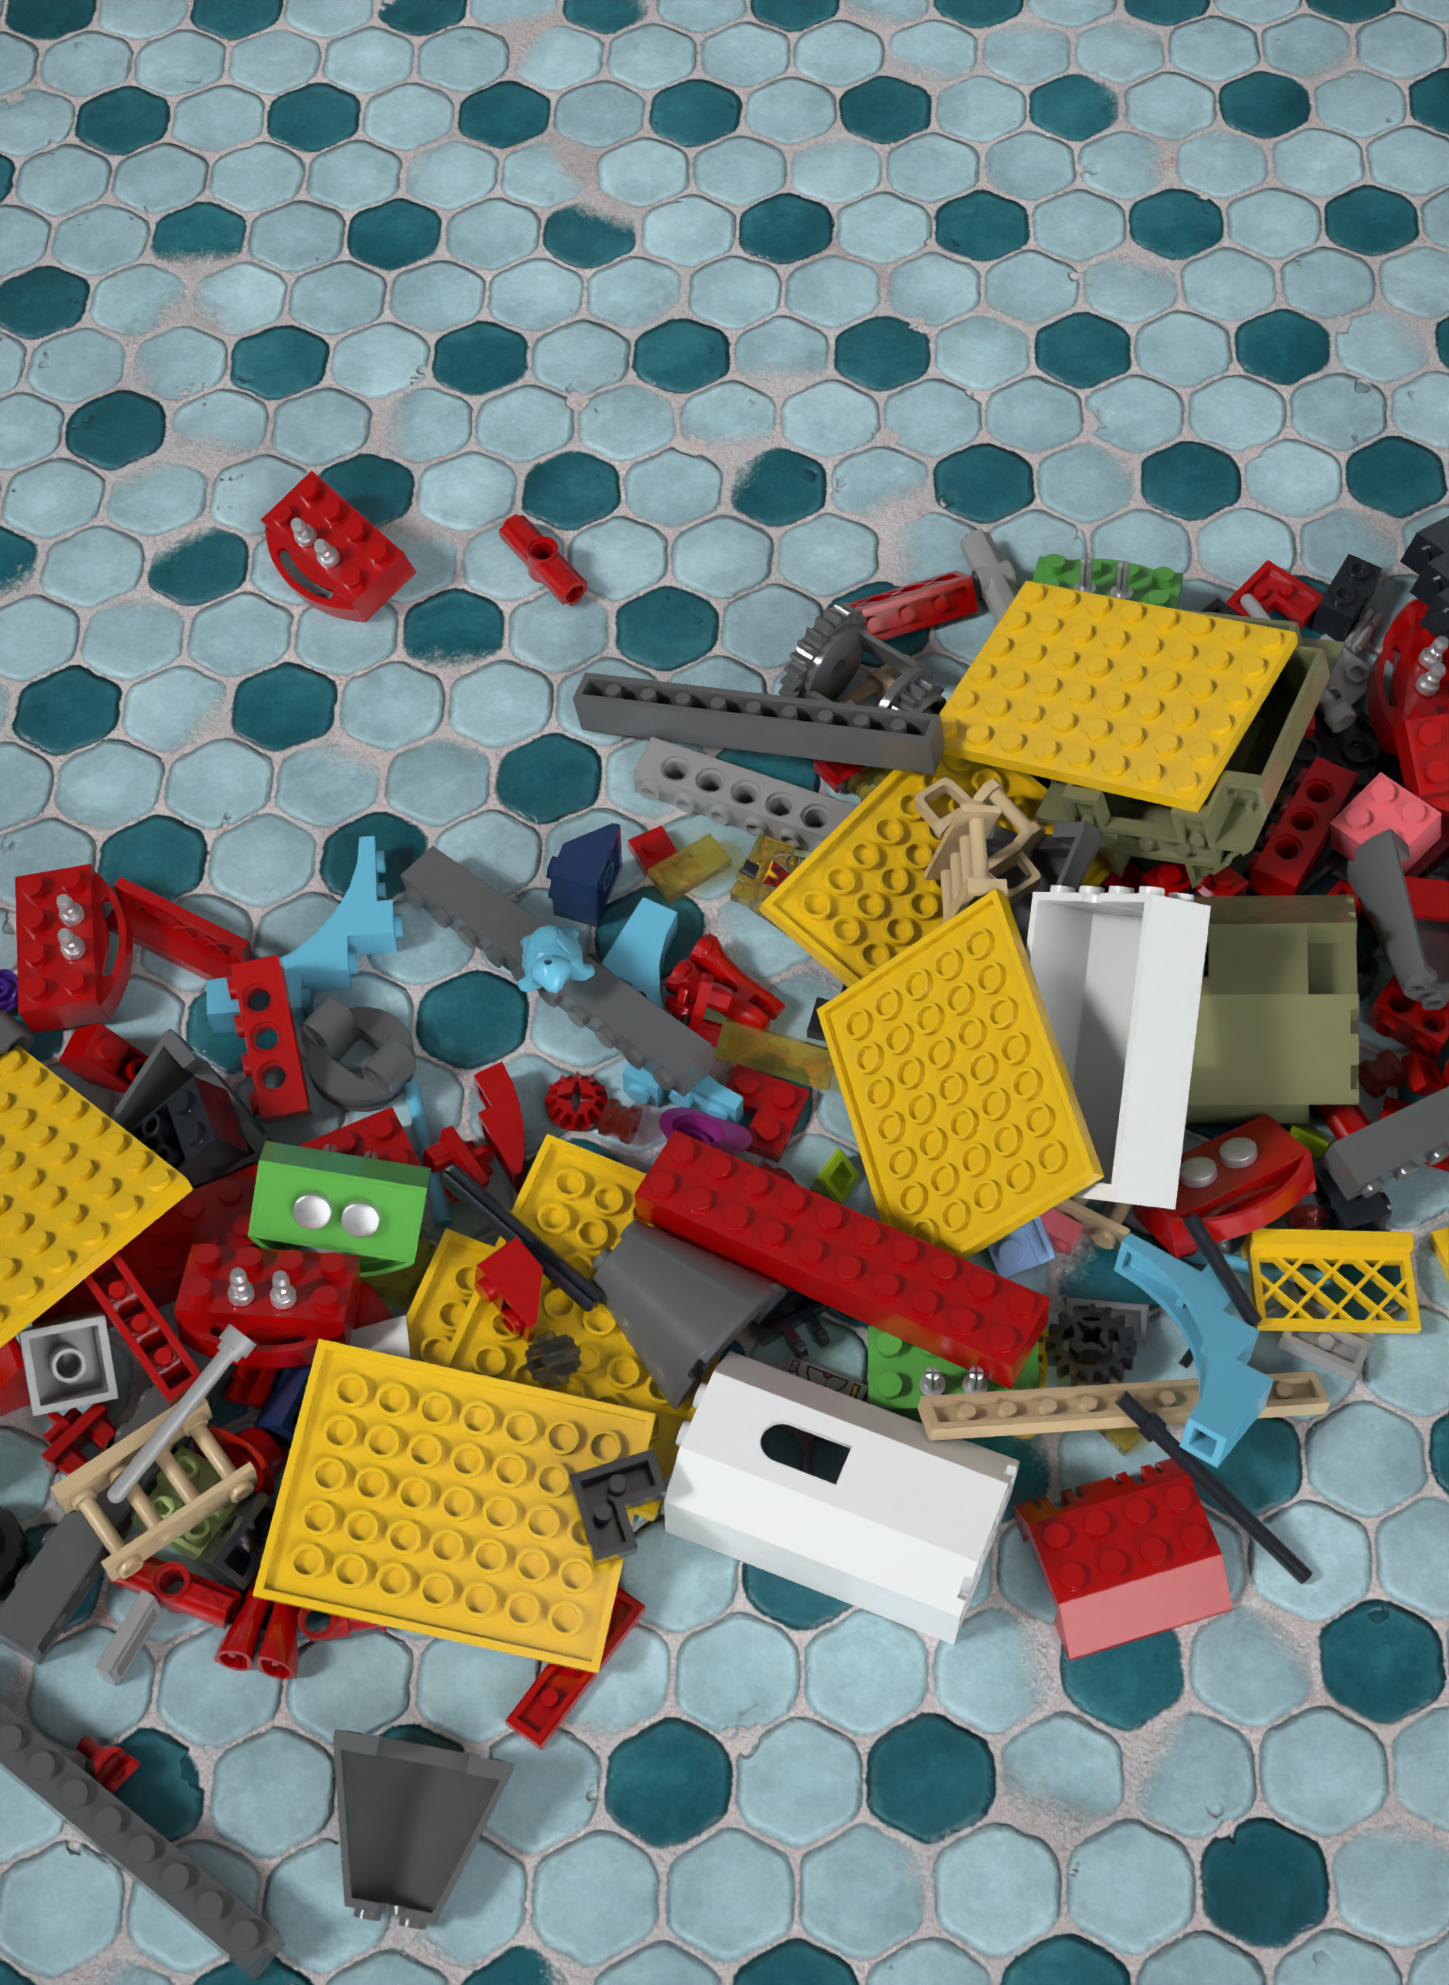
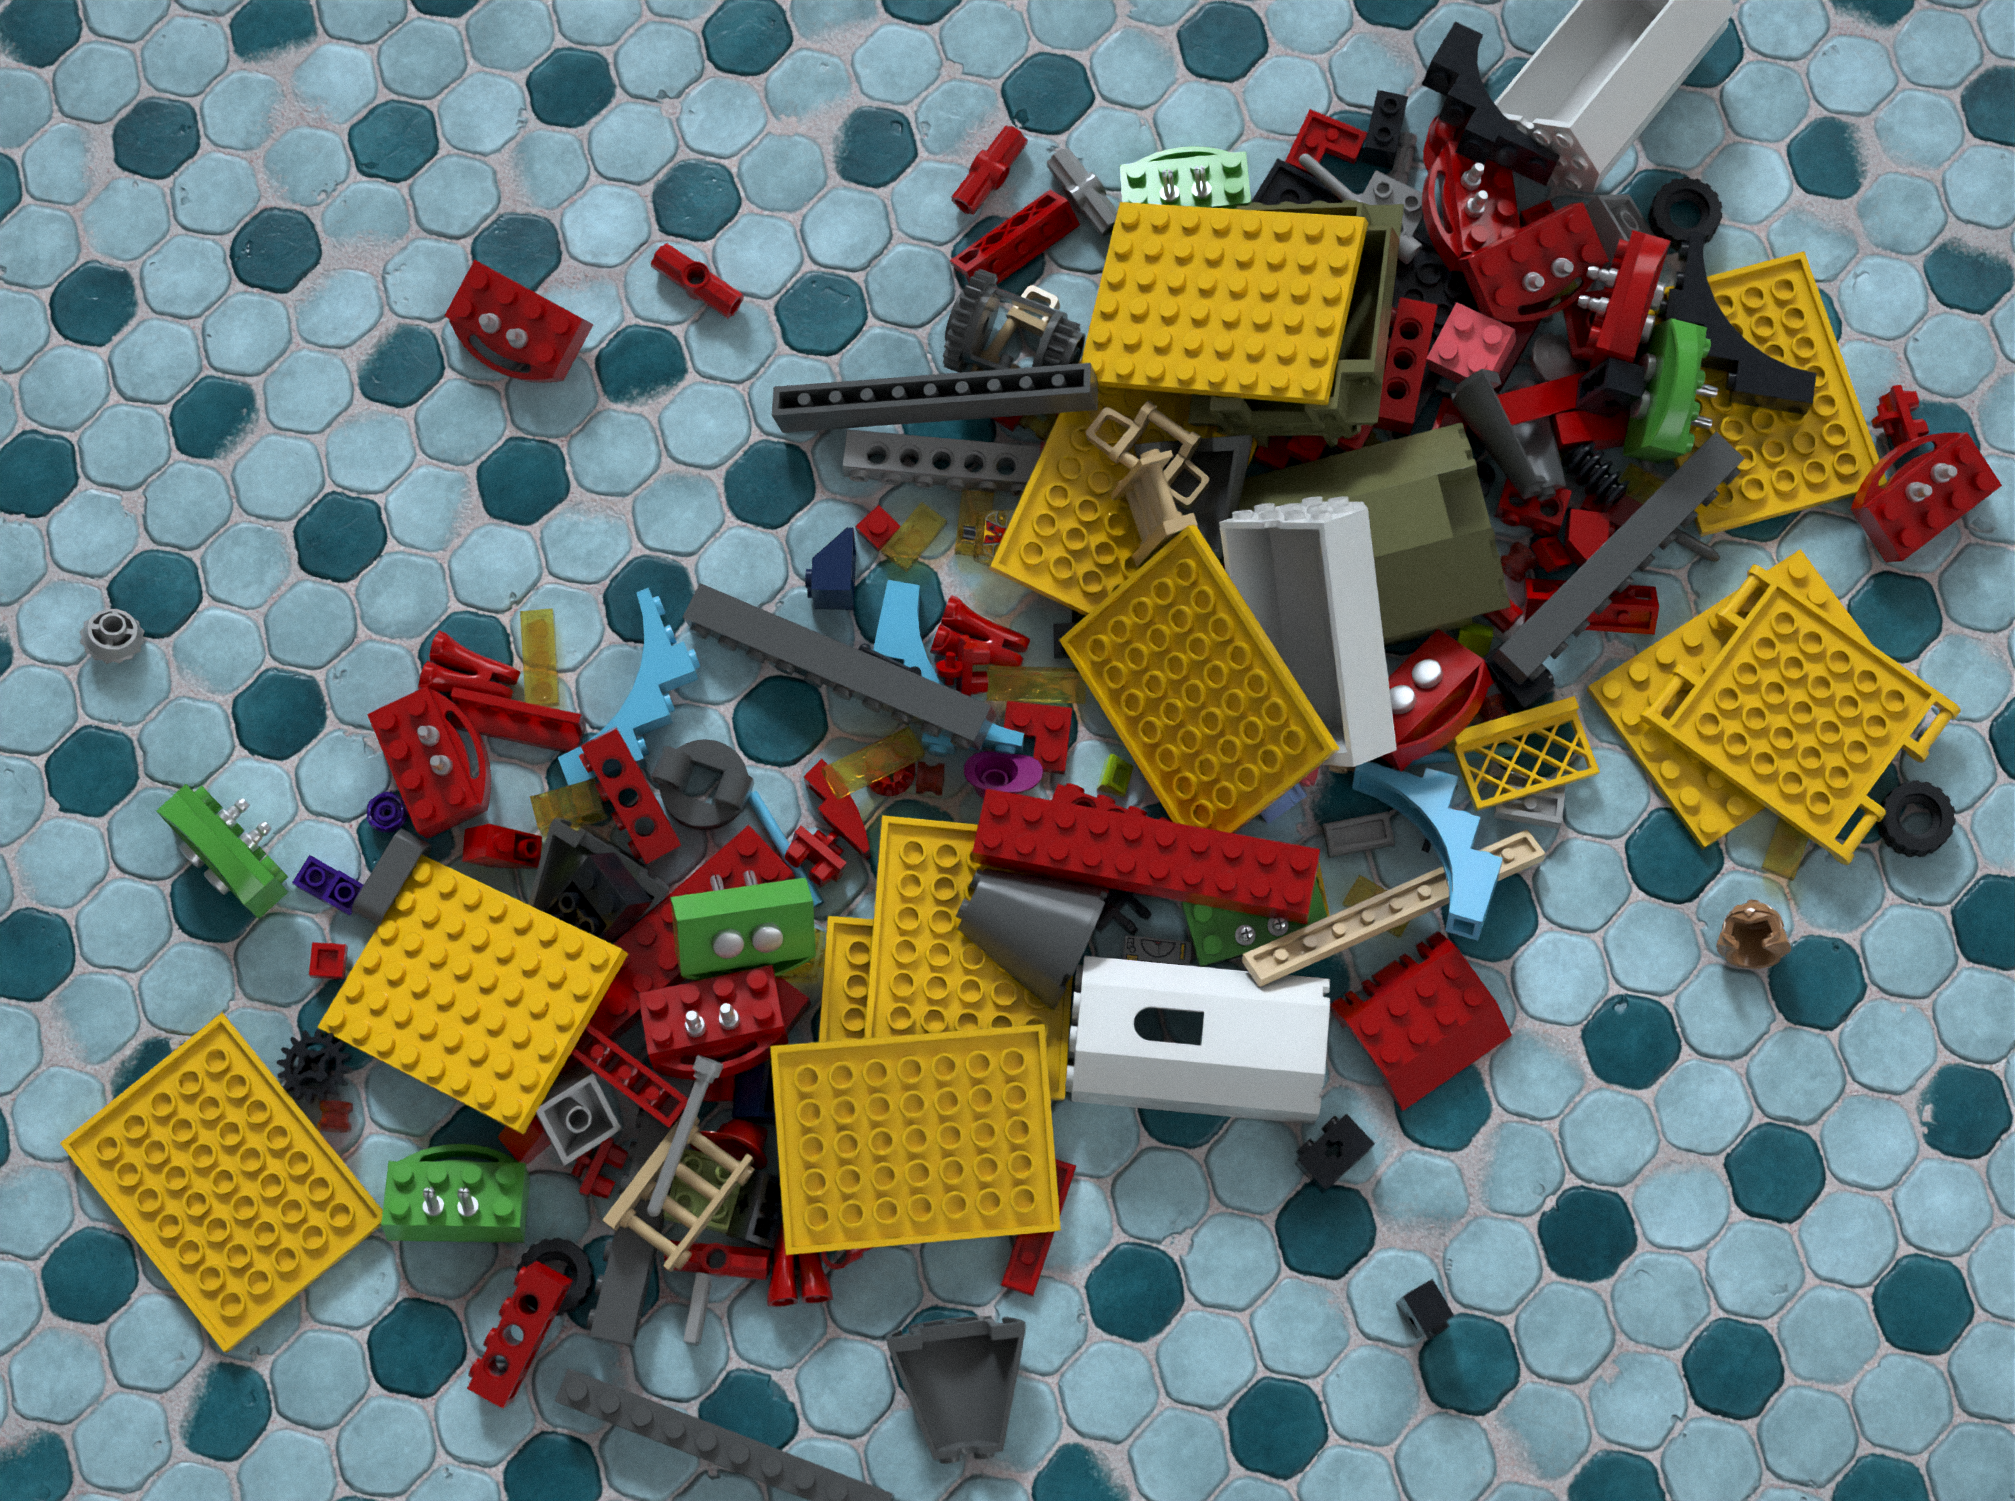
camera: 15 degrees left, 15 degrees up
(107, 1763) = (717, 1407): red piece -> none
(140, 863) = (451, 654): none -> red piece
(208, 1032) = (575, 803): none -> clear yellow brick
(231, 877) = (540, 657): none -> clear yellow plate
(384, 1337) = (811, 1024): white sticker -> none
(509, 1227) = (892, 910): black axle -> none
(513, 1284) = (903, 953): red slope -> none
(552, 958) = (839, 667): medium azure animal -> none
(552, 1358) = (951, 1003): clear smoke gear -> none
(559, 1082) = (873, 762): none -> clear yellow plate
(606, 1494) = (1029, 1106): black brick -> none
(895, 534) = (989, 170): none -> red piece
(956, 1701) = (1326, 1171): none -> black brick
(1027, 1908) = (1425, 1310): none -> black brick
(1090, 1346) = (1355, 876): black gear -> none
(1153, 1429) = (1423, 923): black bar -> none
(1222, 1269) = (1439, 776): black bar -> none

